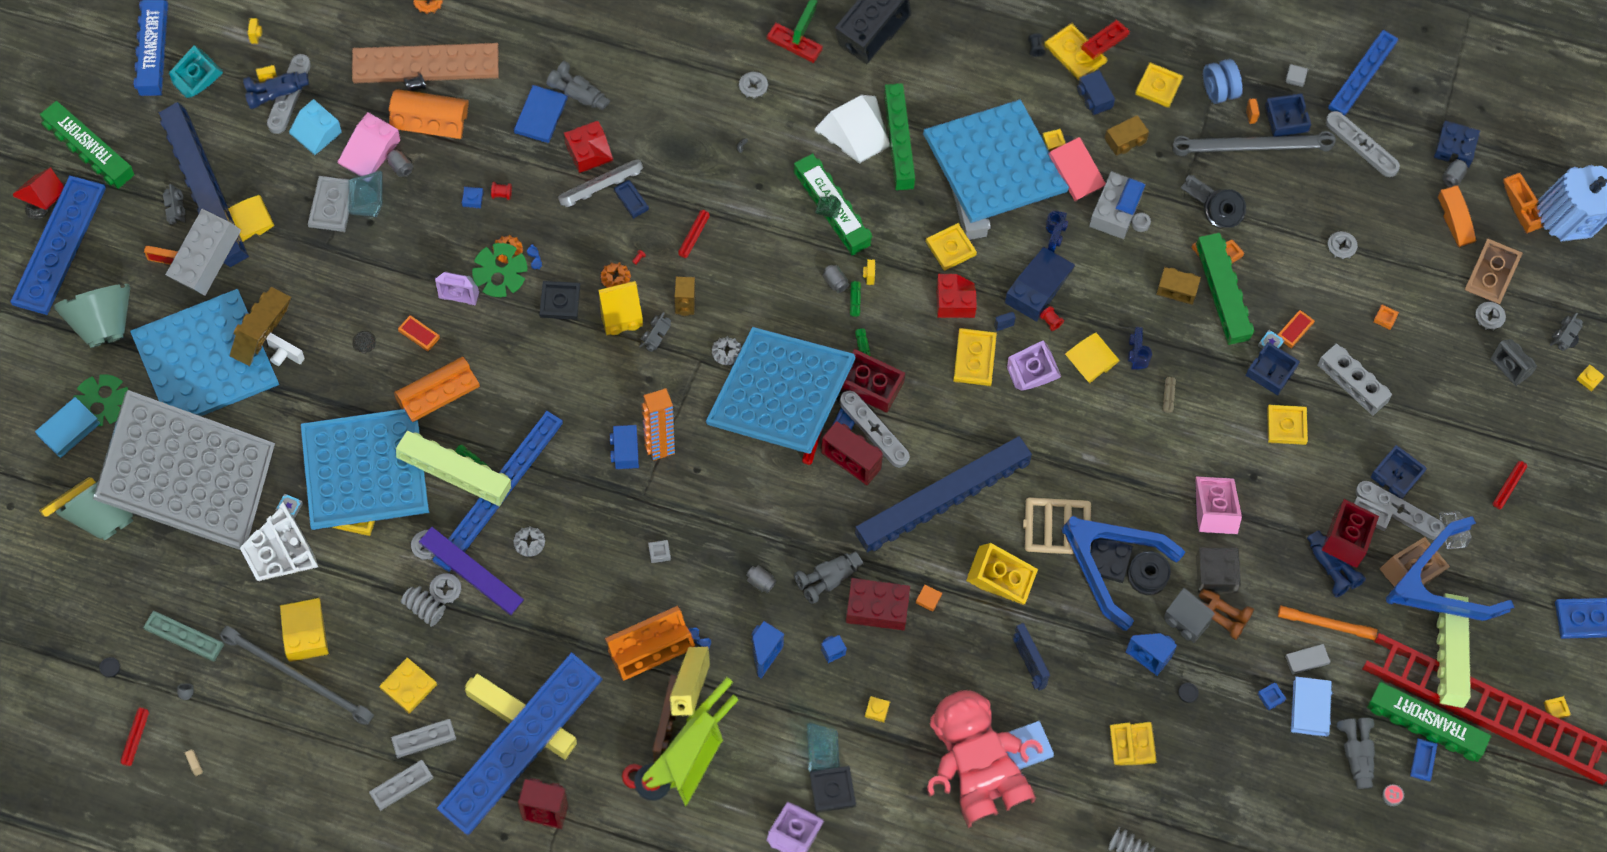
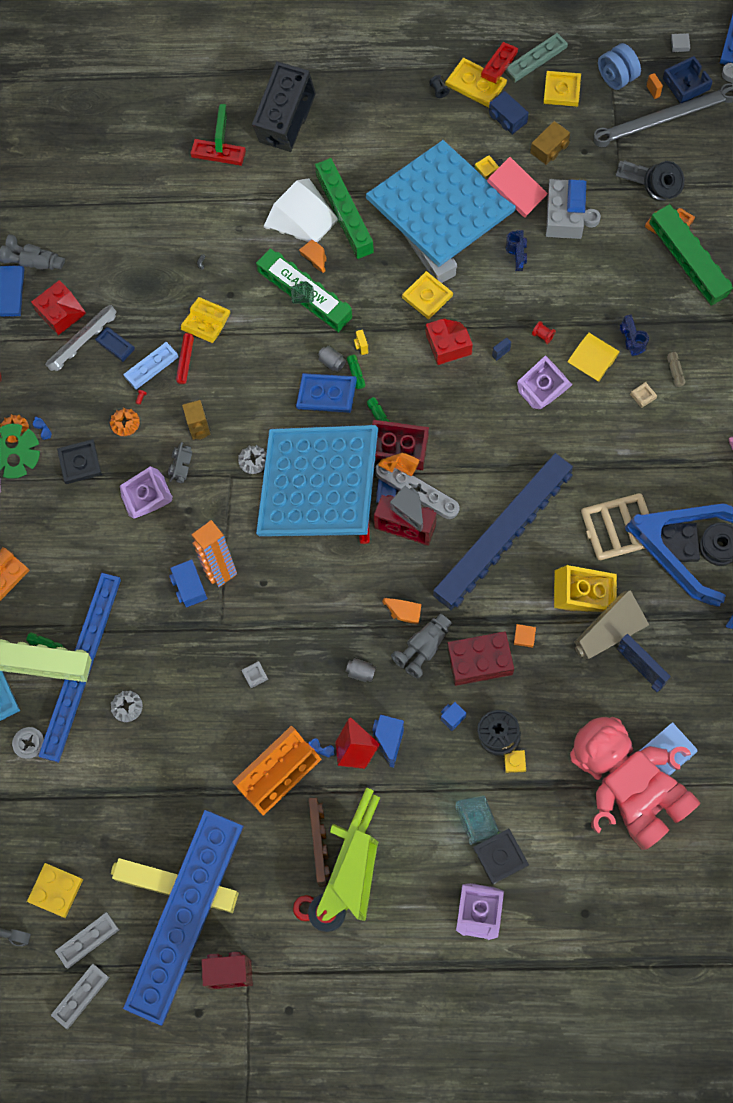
camera: 10 degrees left, 5 degrees up
(422, 605) = (44, 806): light grey piece -> none
(439, 583) = (53, 776): light grey gear -> none
(471, 571) = (79, 755): dark purple tile -> none
(613, 349) = (145, 493): none -> lavender slope
(620, 308) = (139, 450): yellow slope -> none
(659, 230) = (151, 365): none -> light blue plate
(690, 681) = (330, 801): light yellow brick -> none
(726, 203) = (205, 320): none -> yellow slope
(731, 645) = (355, 746): none -> red slope
(755, 78) = (193, 195): light grey gear -> none
(819, 309) = (326, 392): none -> blue tile
(821, 537) = (403, 610): none -> orange slope
(855, 172) = (315, 254): none -> orange slope
(857, 439) = (408, 507): none -> dark grey slope
(867, 397) = (401, 462): none -> orange slope
(871, 677) = (498, 743): none -> black wheel
(975, 357) = (485, 391): yellow tile -> none
(1026, 608) = (611, 626): none -> dark tan slope
(1038, 283) = (520, 304): dark blue slope -> none
(1128, 409) = (643, 395): none -> tan tile
(1145, 45) = (536, 57): none -> sand green tile
(1178, 285) = (647, 265): pearl gold brick -> none

